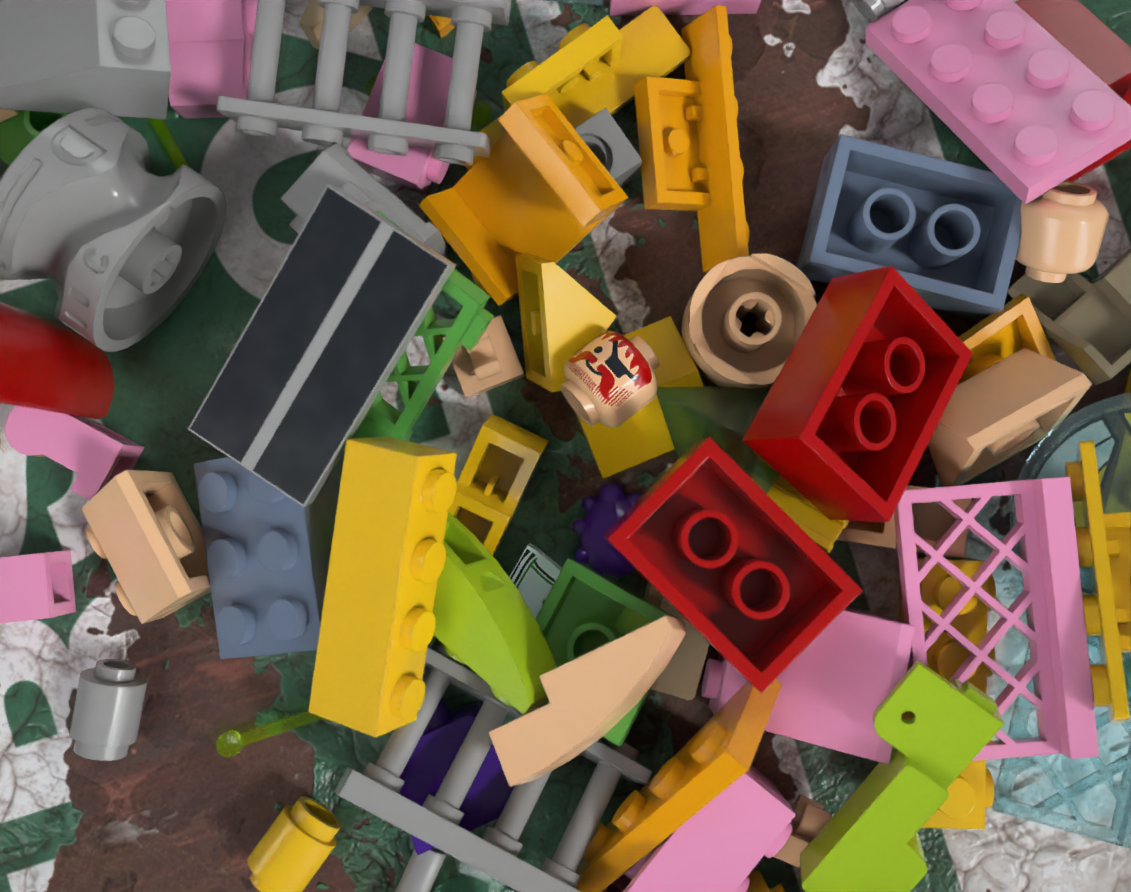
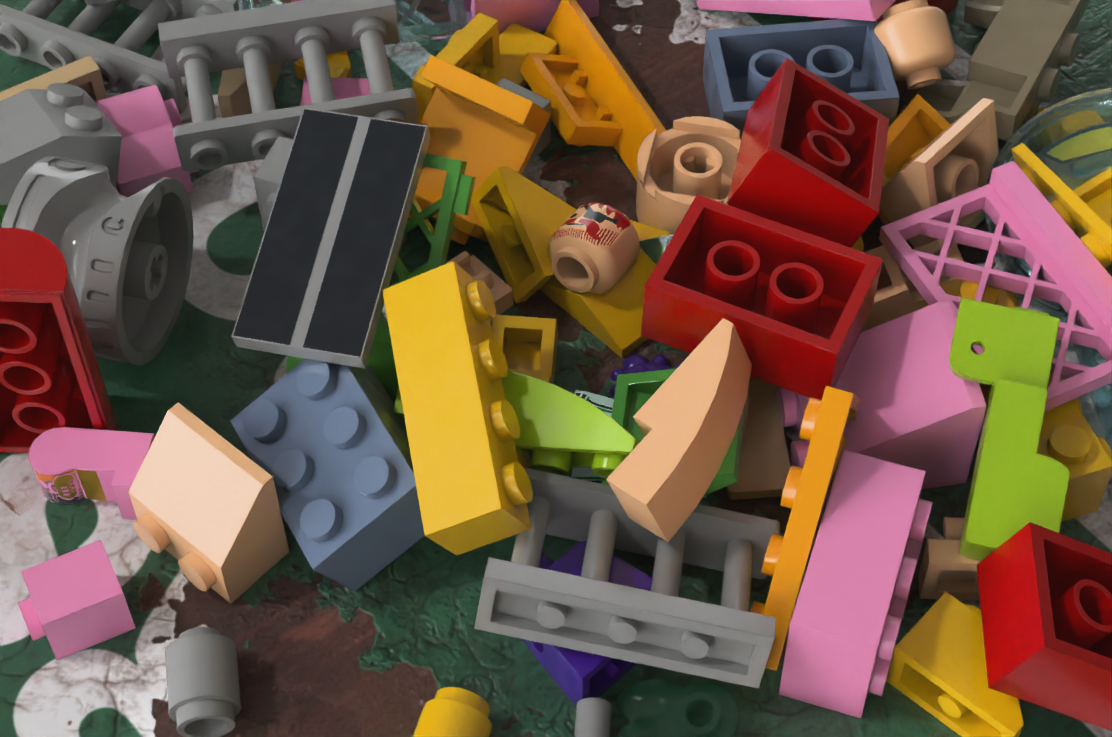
camera: 20 degrees left, 35 degrees down
(232, 741) = (342, 687): clear neon green hinge -> none

